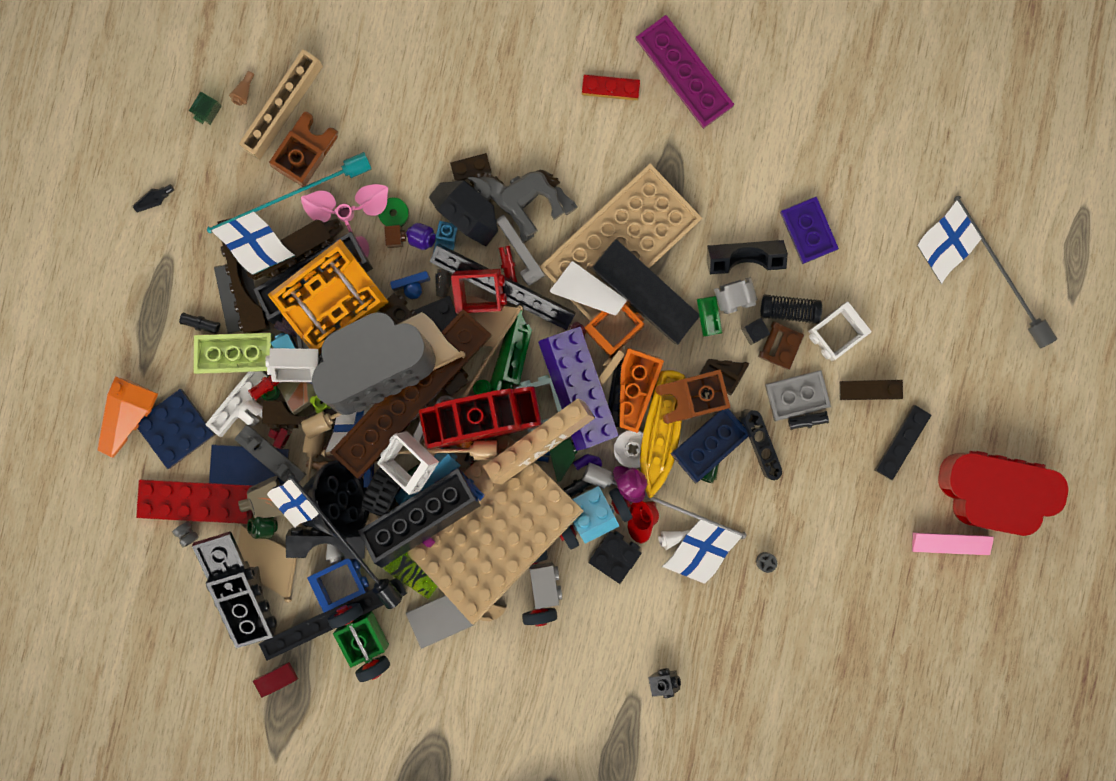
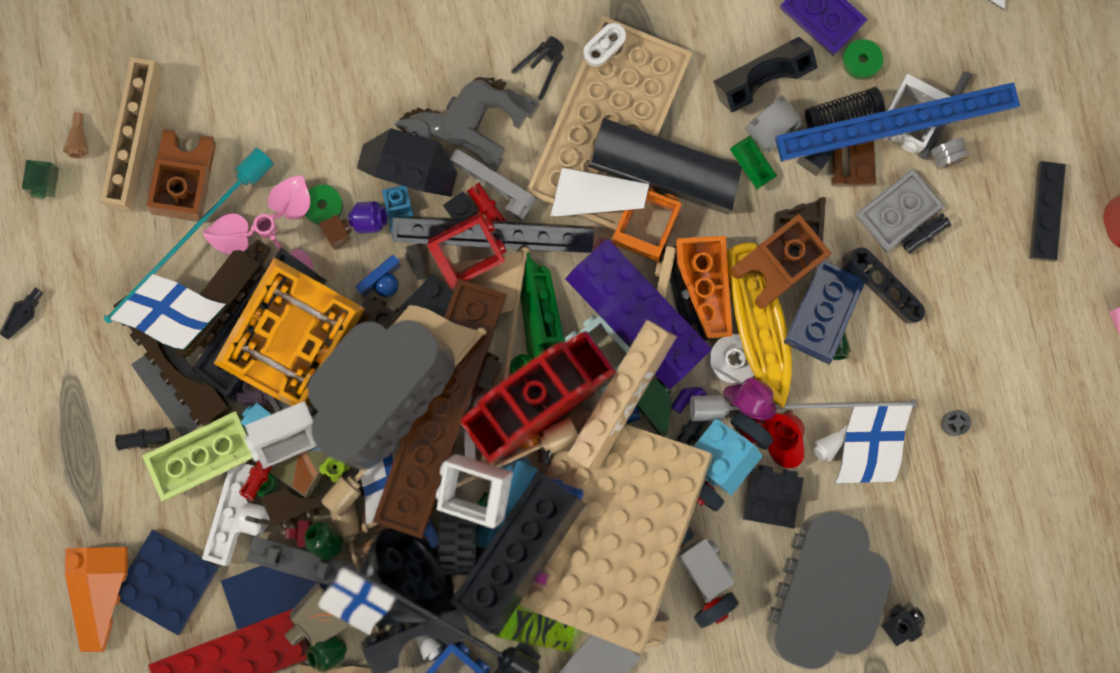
camera: 30 degrees left, 5 degrees down
(292, 449) = (323, 540): none -> dark green head
(470, 166) = (390, 111): dark brown plate -> none
(488, 257) = (460, 207): none -> black plate
(600, 171) = (549, 51): none -> black plant
(621, 640) = (828, 593): none -> dark grey brick
(641, 186) = (601, 44): none -> white plate
(823, 333) = (897, 122): none -> blue plate
(830, 272) = (866, 49): none -> green piece
(852, 371) = (950, 153): none -> light grey wheel
(871, 390) = (983, 165): dark brown slope -> none
(875, 332) = (959, 89): none -> dark grey piece

